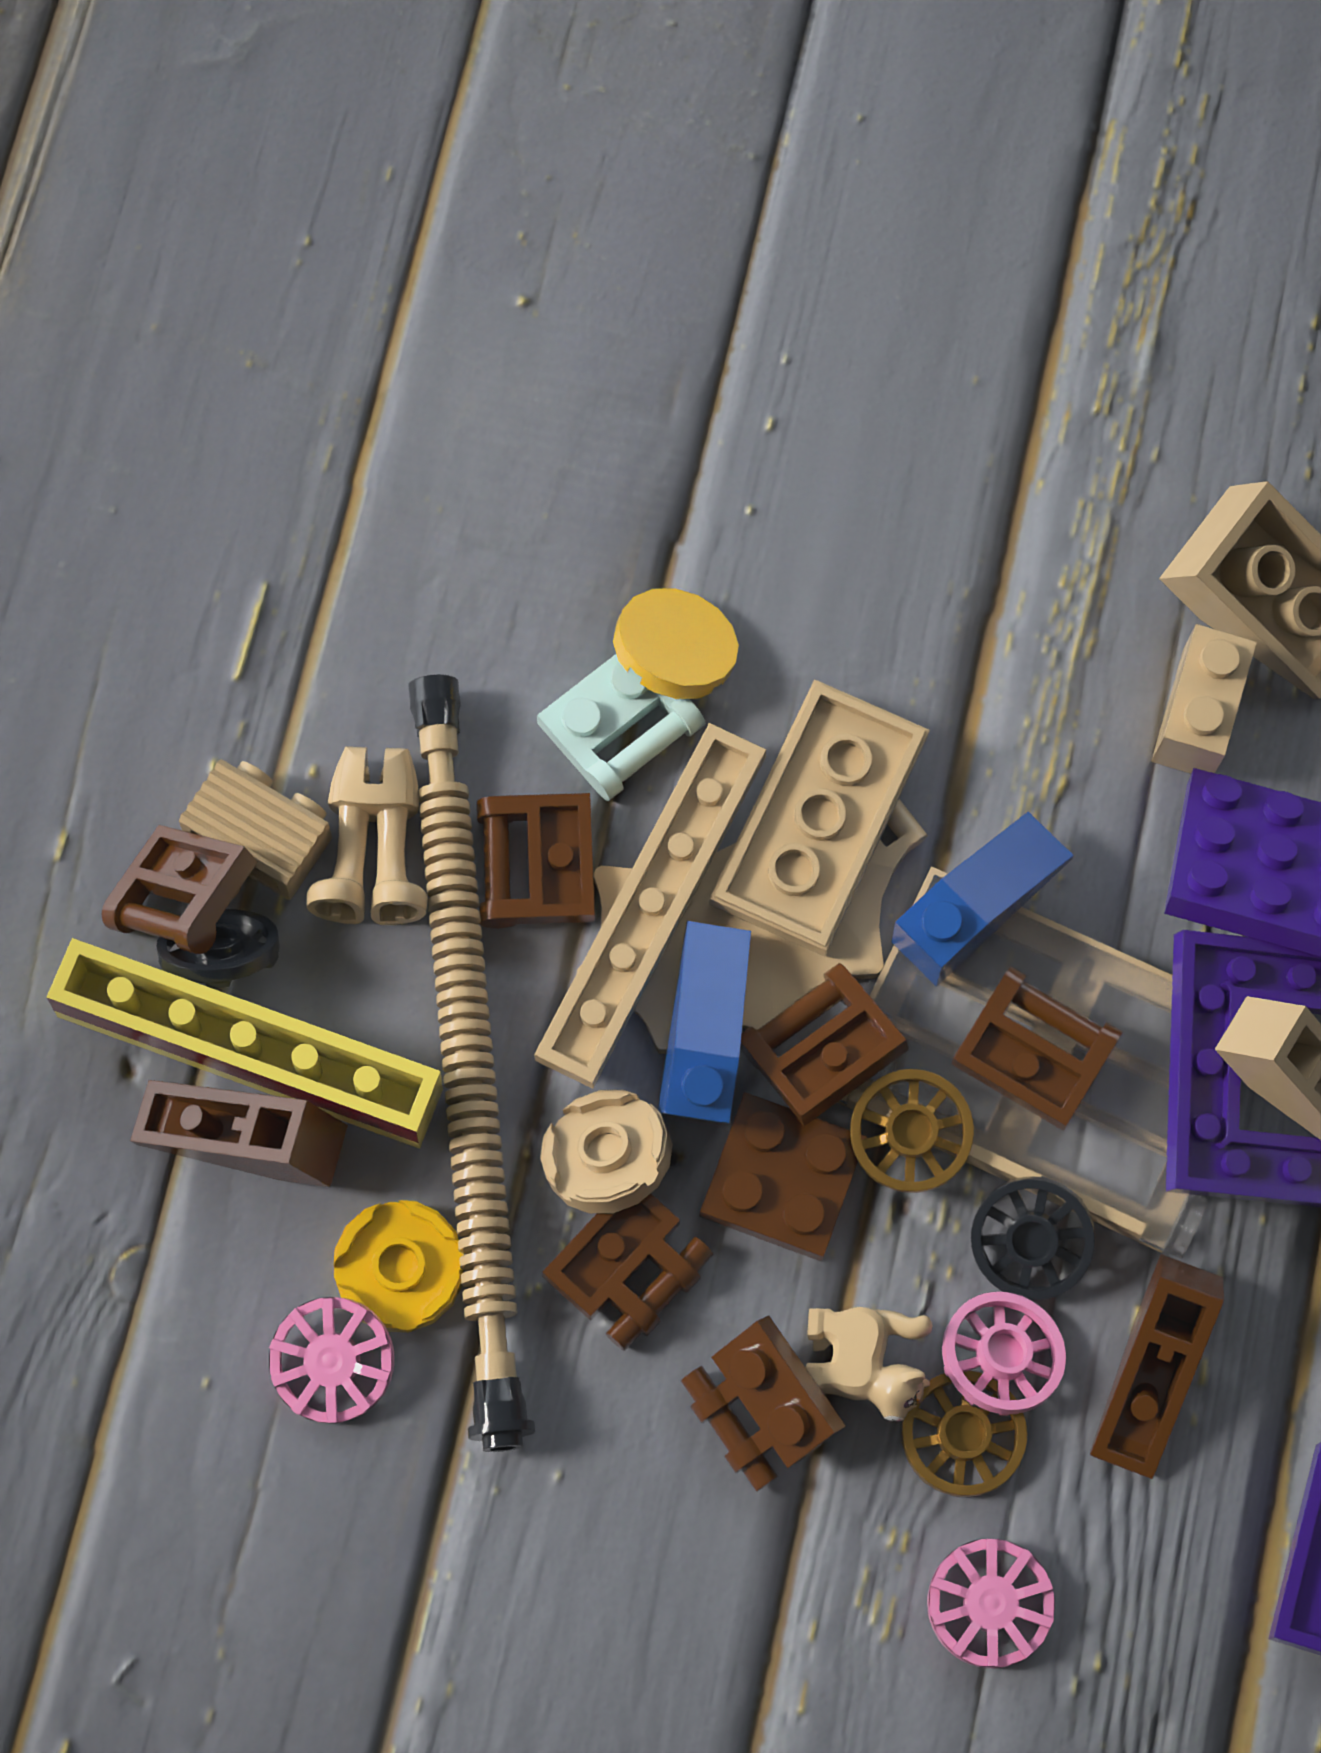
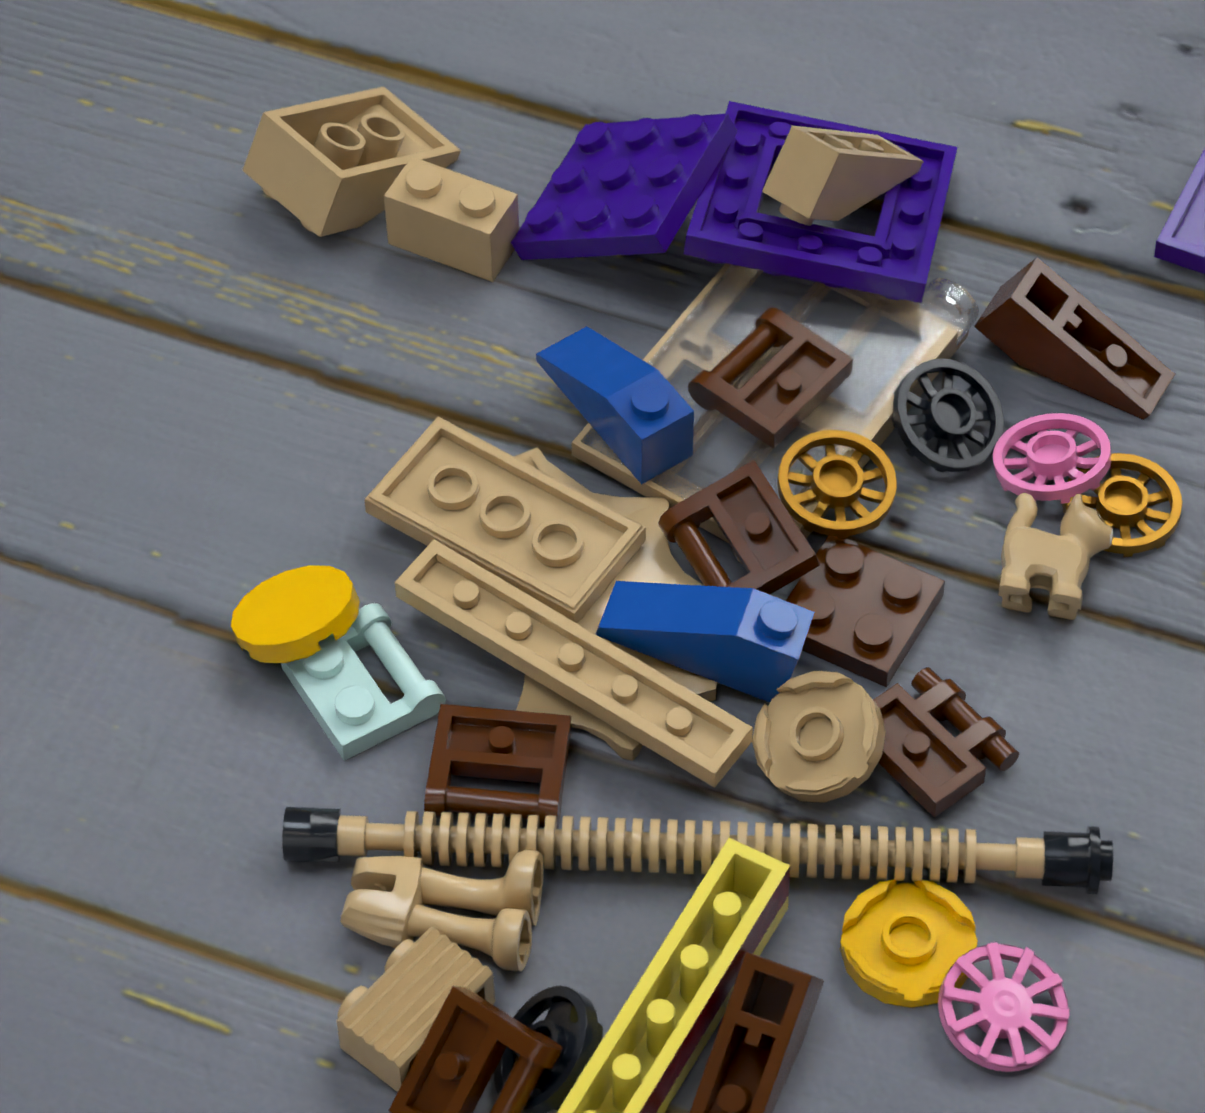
camera: 75 degrees left, 20 degrees down
(777, 1394) = (1081, 619): reddish brown plate -> none

